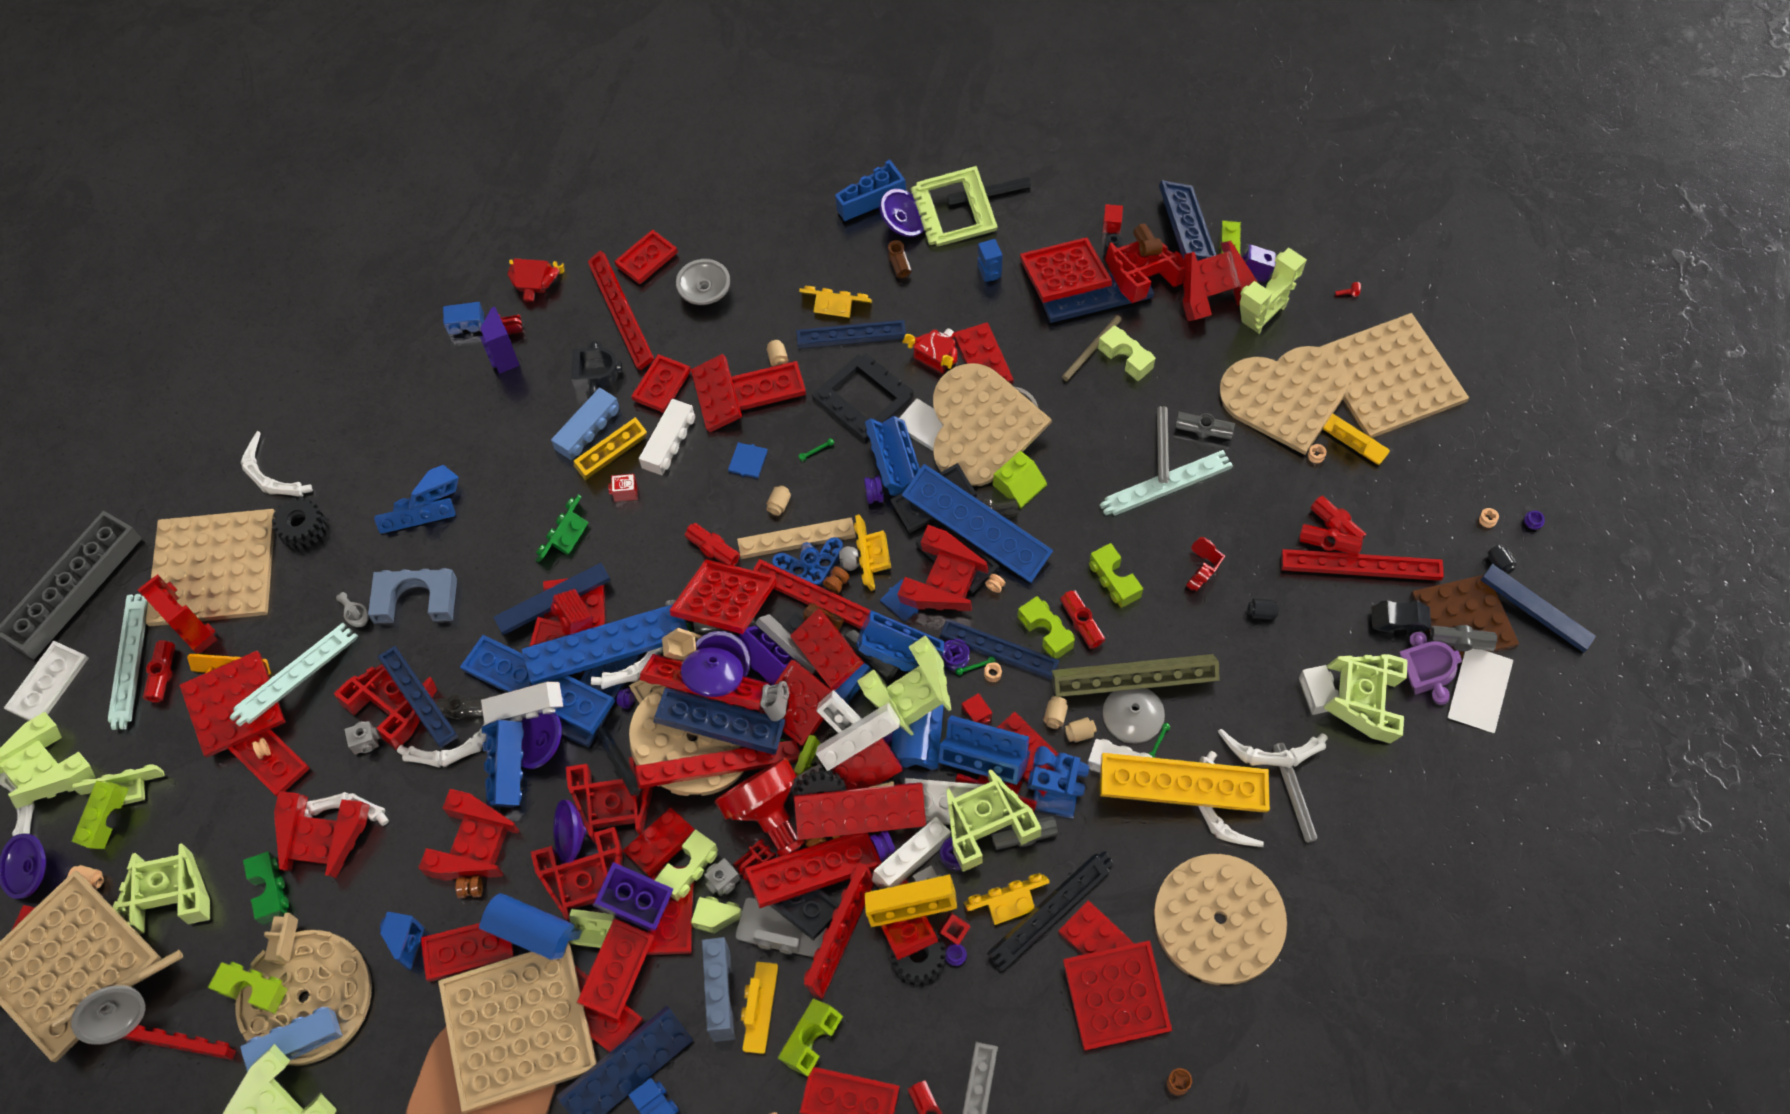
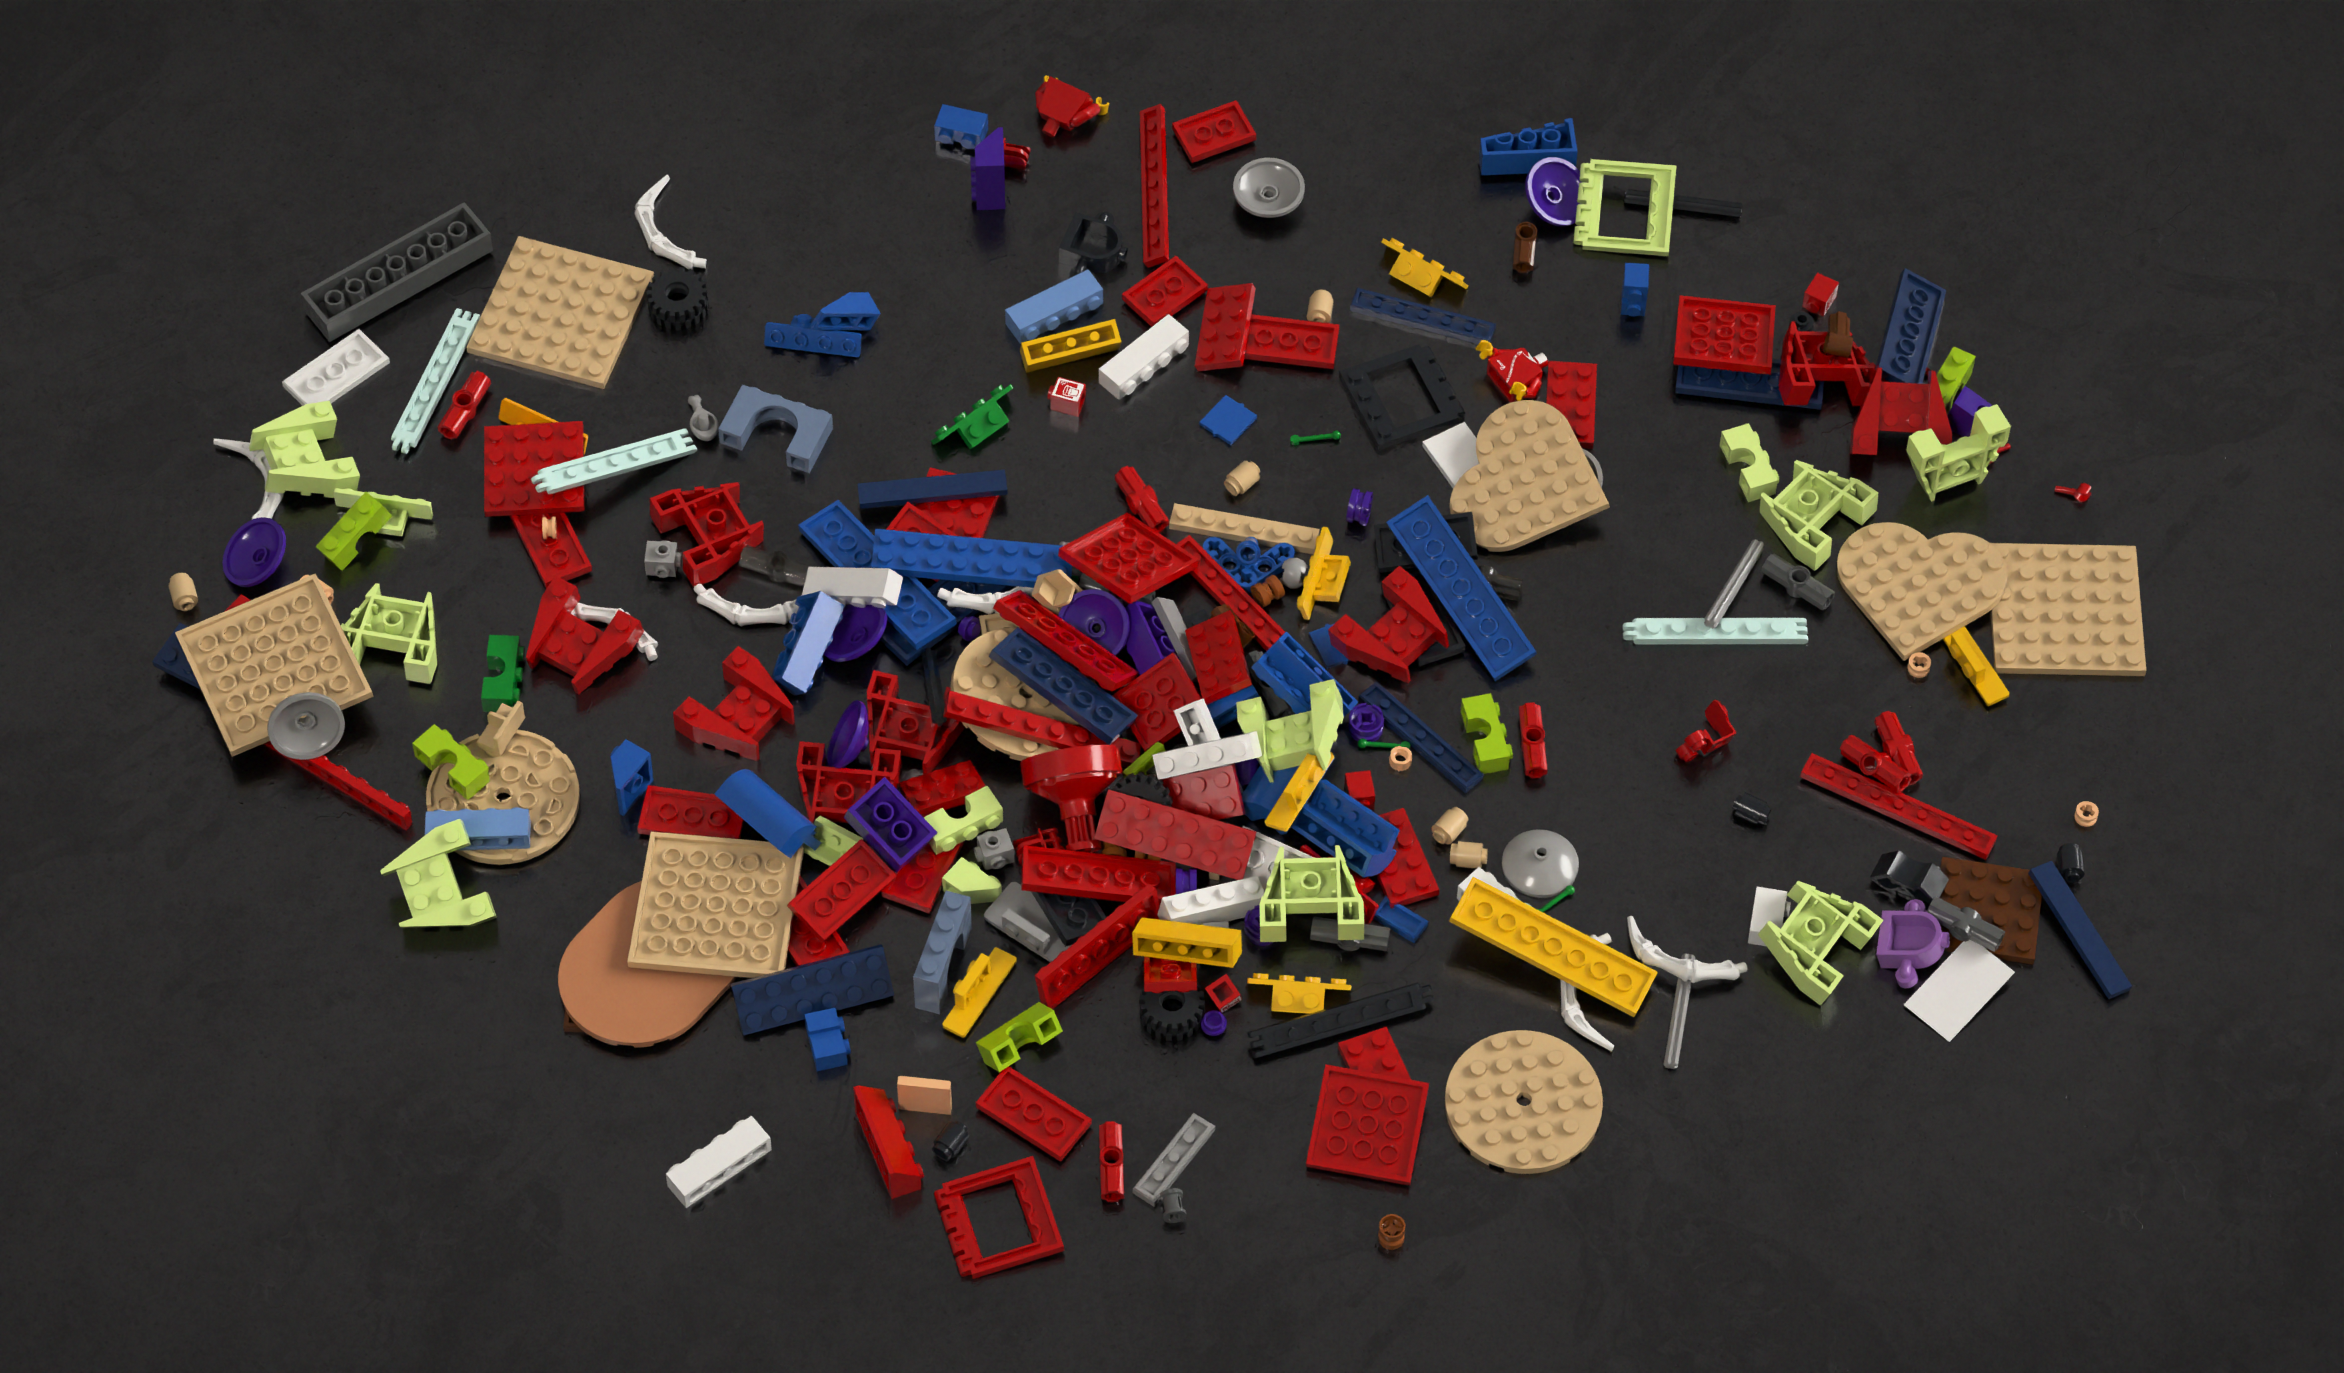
camera: 20 degrees right, 5 degrees down
(65, 1017) = (342, 703): tan piece -> none
(180, 618) = (512, 353): red wedge -> none
(417, 697) = (740, 536): dark blue tile -> none
(469, 886) = (718, 755): dark orange wheel -> none
(571, 611) = (948, 510): red brick -> none
(712, 672) = (1077, 630): dark purple dish -> none
(775, 700) = (1135, 688): light grey piece -> none
(893, 453) = (1401, 471): blue brick -> none
(935, 739) = (1296, 793): none -> yellow bracket
(995, 583) = (1451, 664): light nougat bush -> none
(1019, 479) = (1539, 559): lime slope -> none
(1063, 777) = (1418, 892): blue hips -> none
(1091, 348) = (1704, 444): dark tan piece -> none
(1122, 589) = (1598, 726): lime arch -> none
(1135, 675) = (1560, 820): olive brick -> none
(1184, 370) = (1809, 504): none -> yellowish green wedge
(1534, 520) = (2140, 836): dark purple plate -> none

